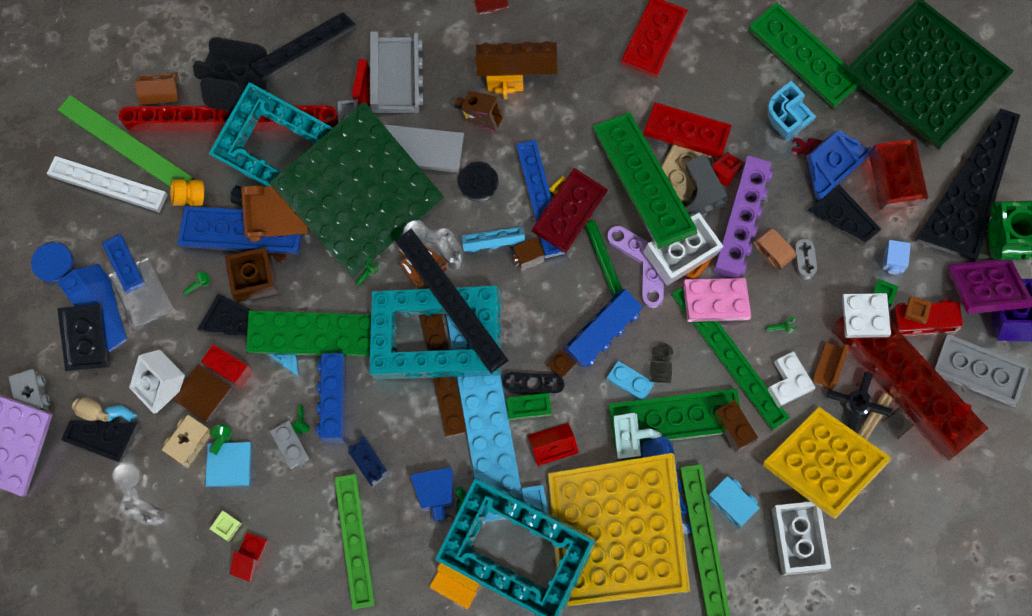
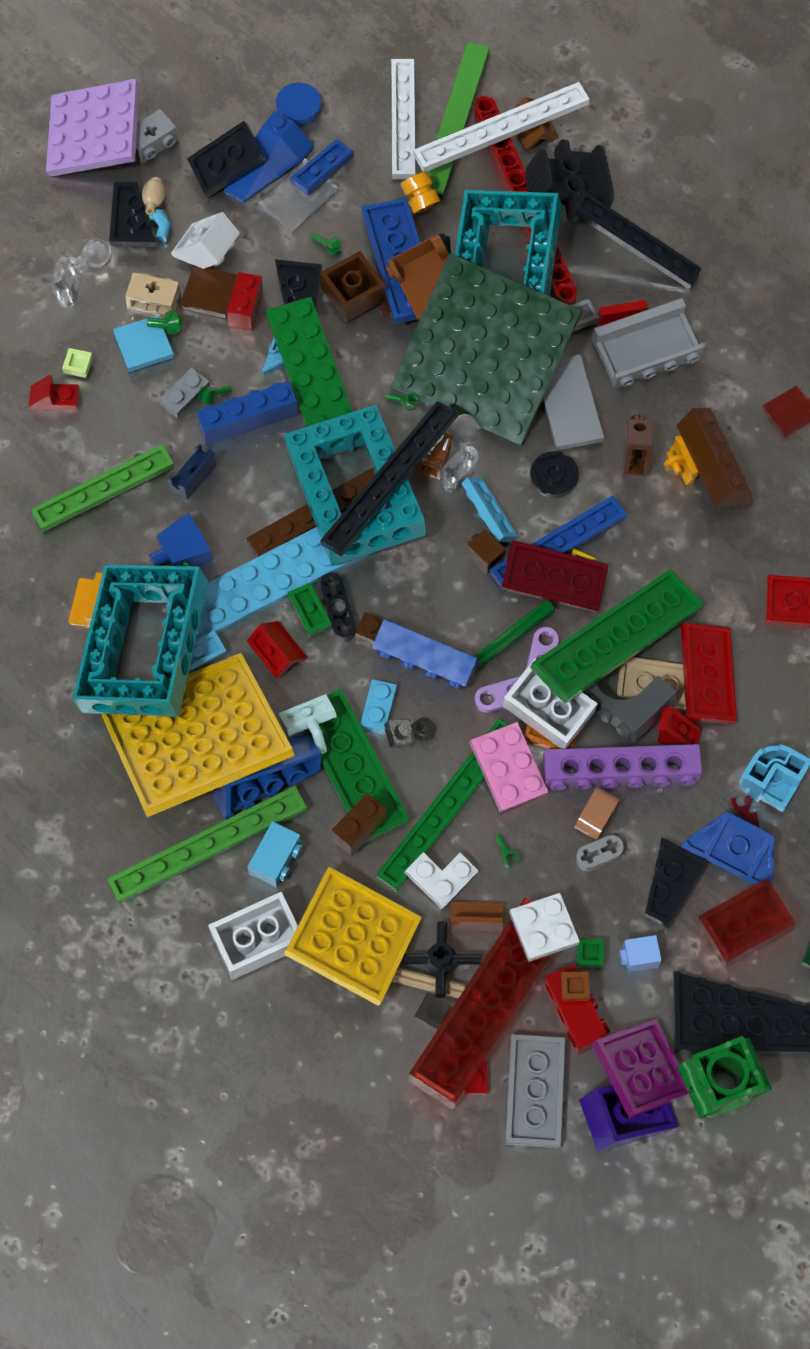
camera: 65 degrees right, 5 degrees down
(157, 109) = (501, 127): none -> white plate

